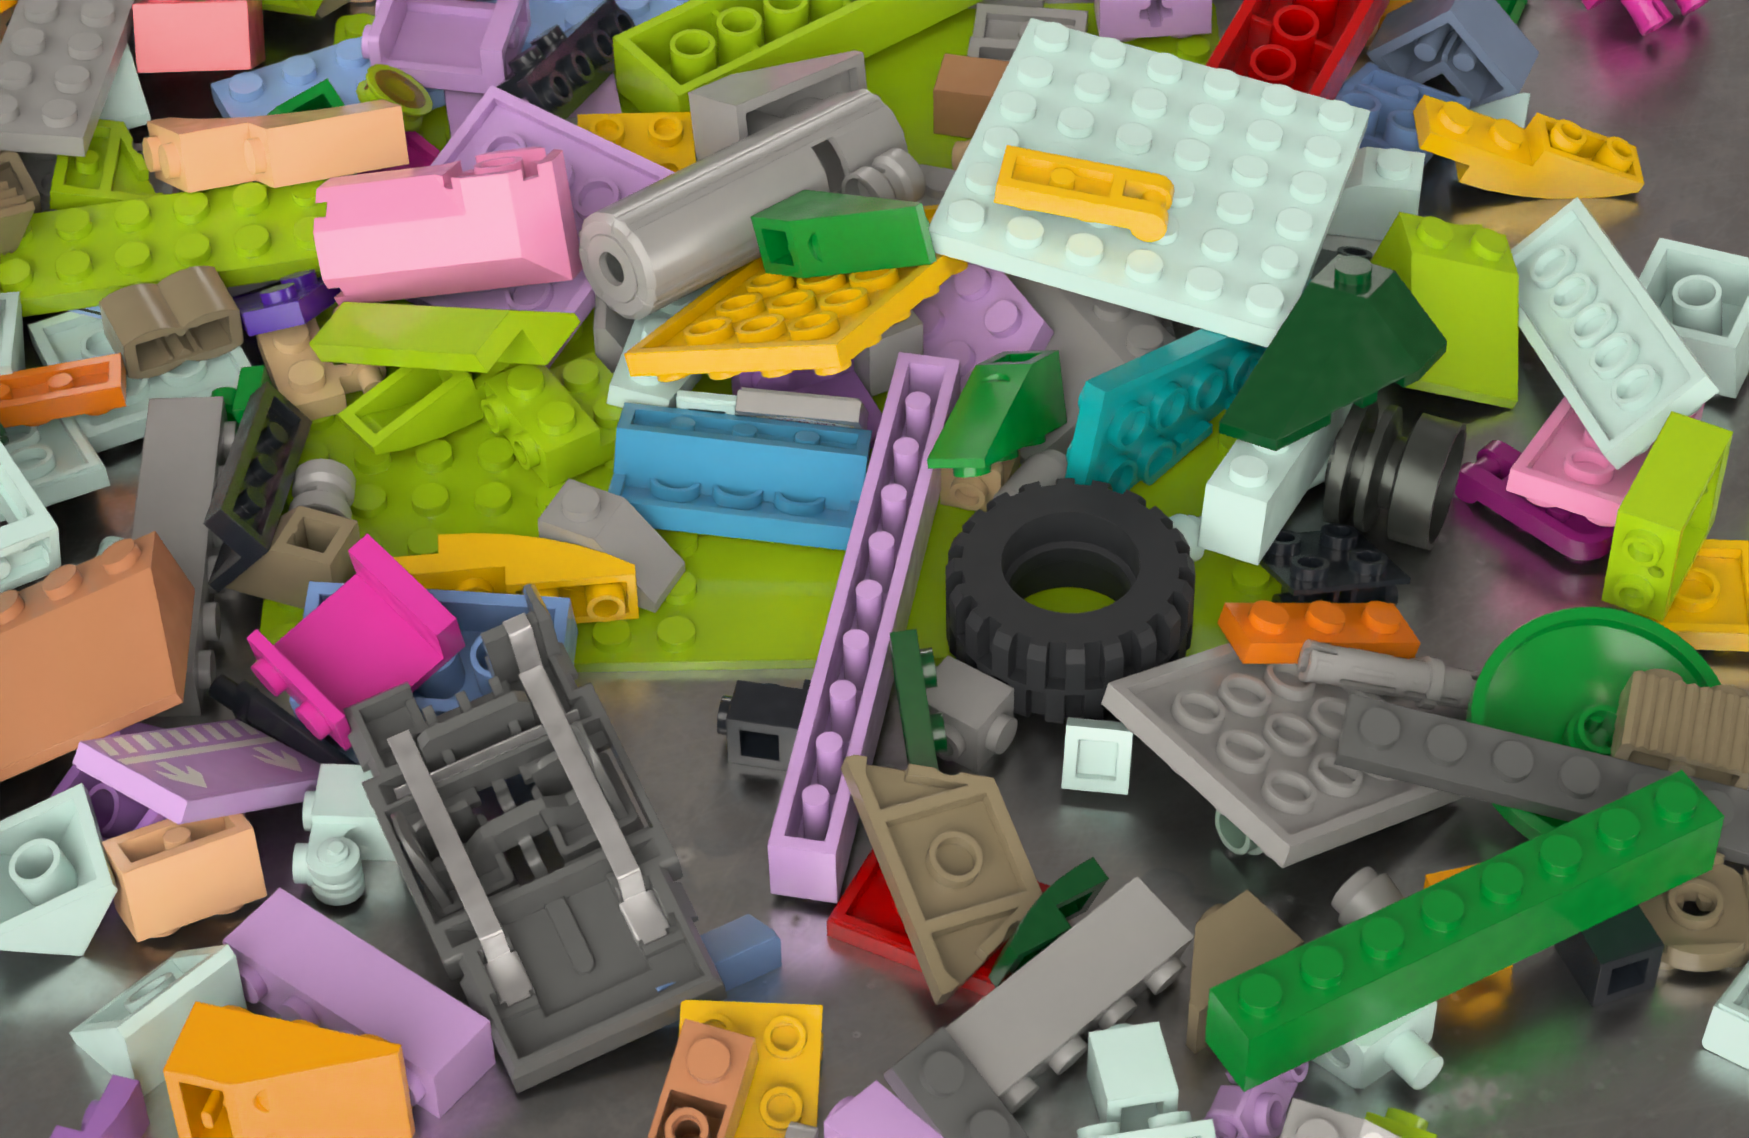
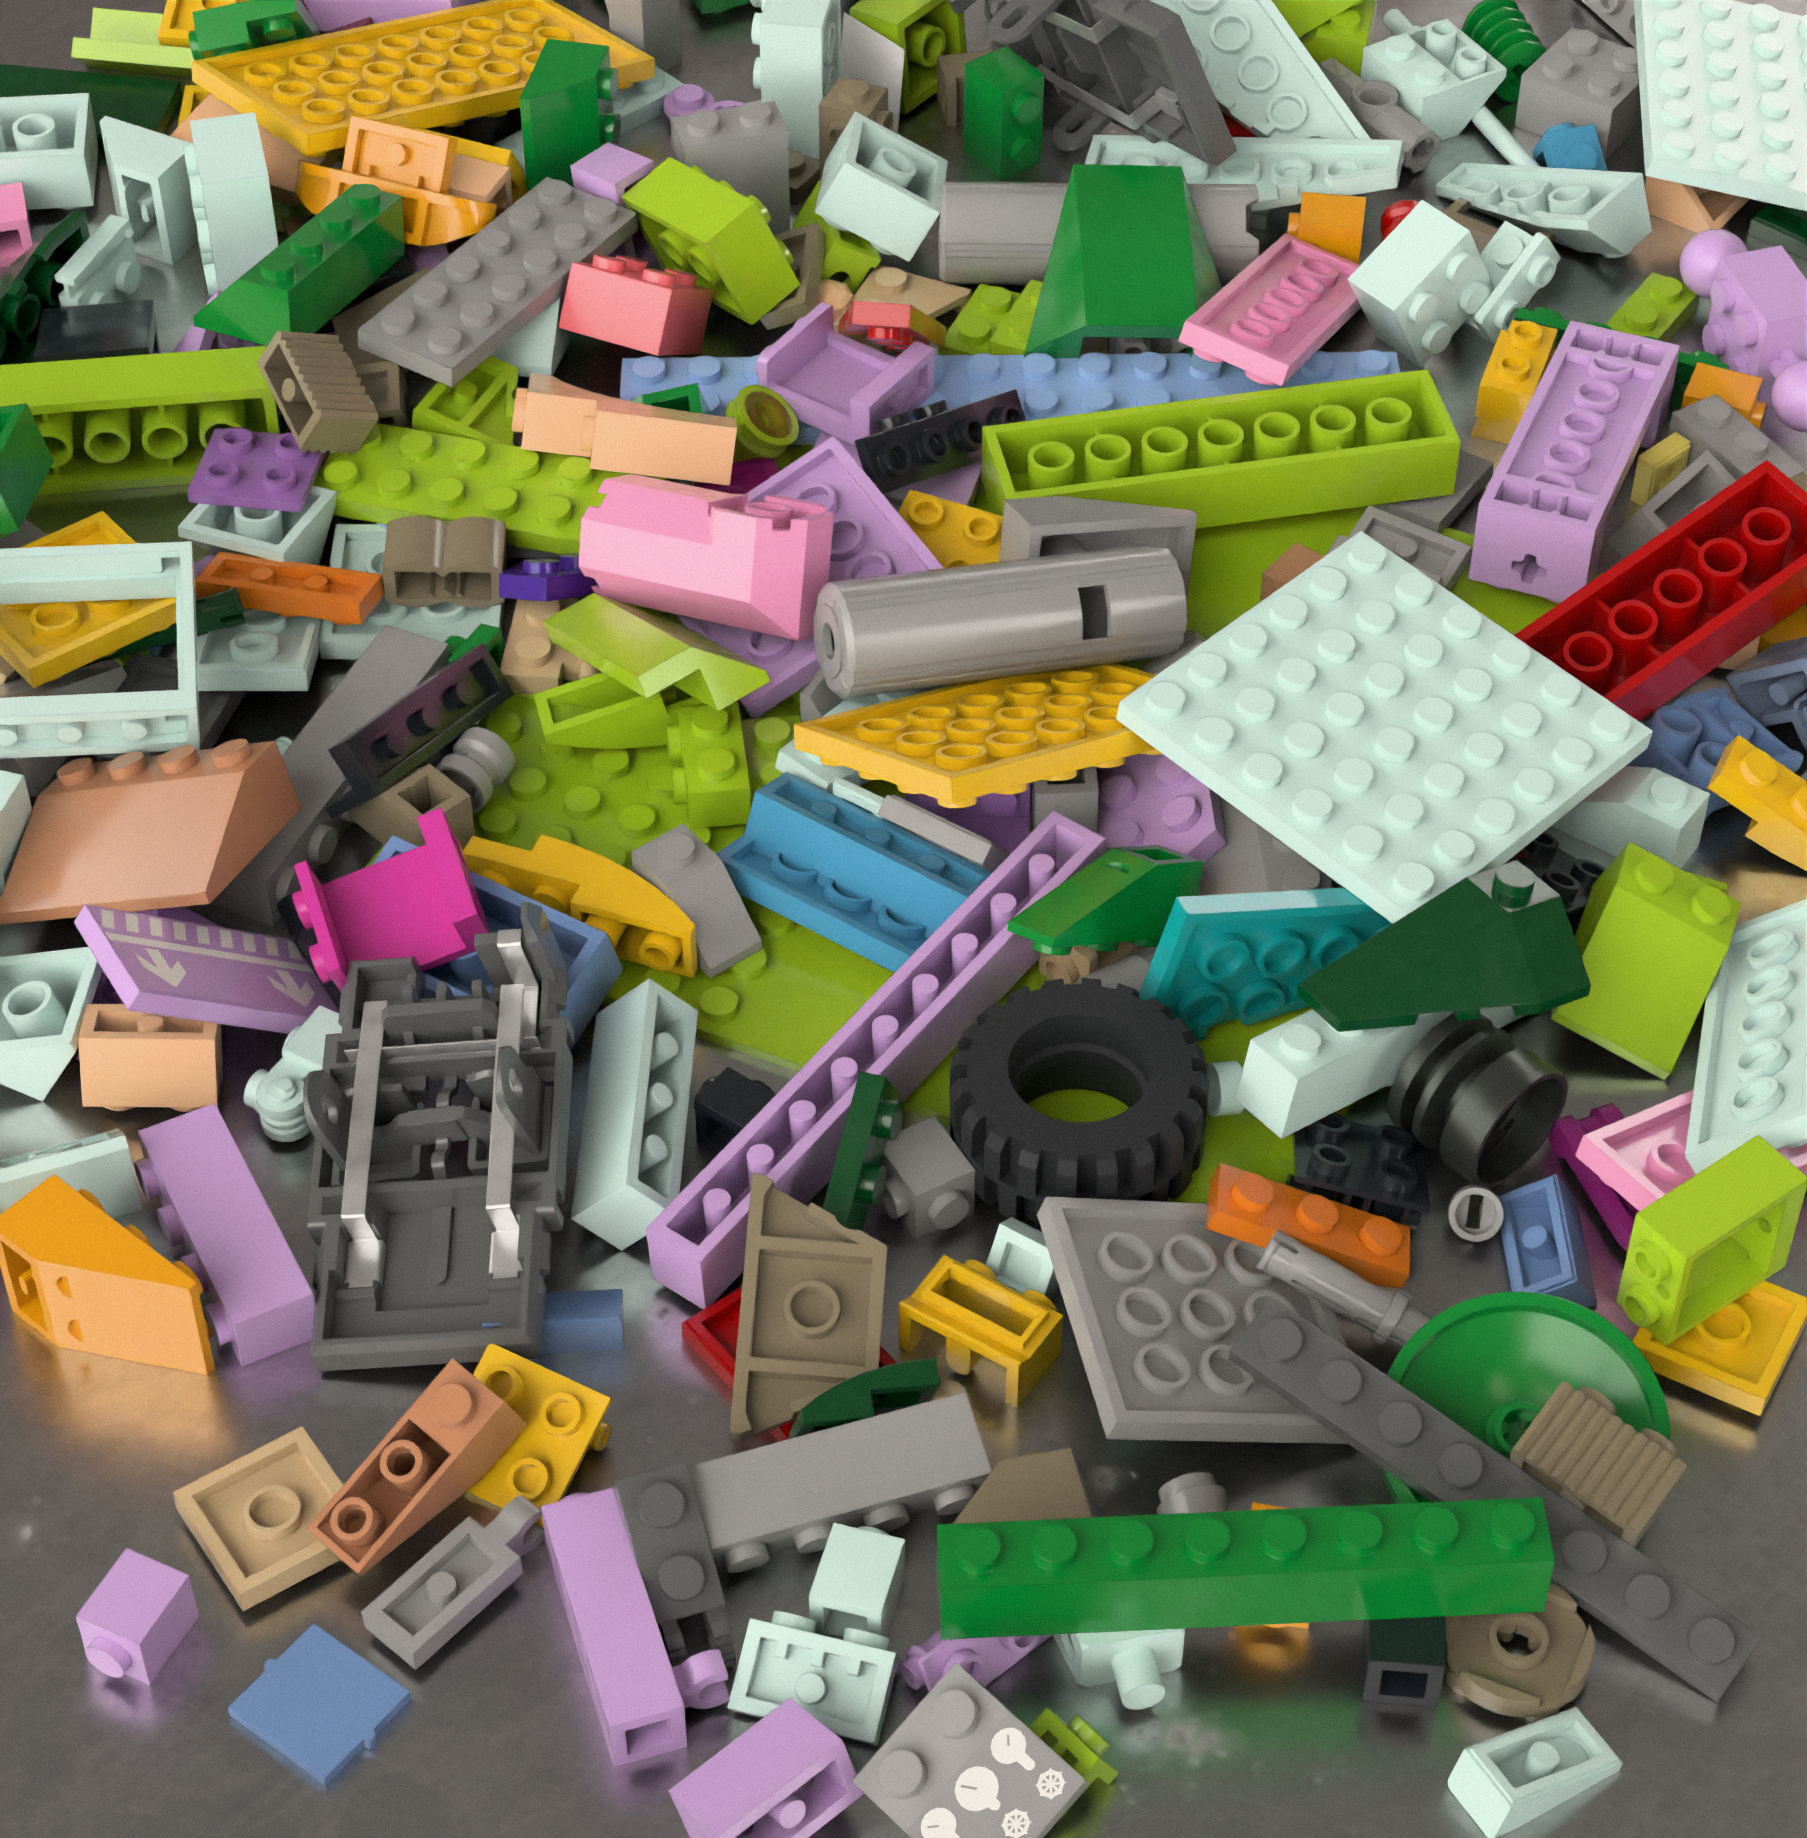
camera: 25 degrees right, 0 degrees up
(679, 753) = (634, 1113): none -> light aqua brick
(841, 234) = (1052, 679): green slope -> none
(891, 177) = (1141, 648): light grey wheel -> none
(1086, 191) = (1288, 713): yellow plate -> none
(1094, 813) = (984, 1320): none -> yellow window
(1449, 569) = (1490, 1213): none -> light grey hinge
(1502, 575) = (1546, 1242): none -> medium blue slope

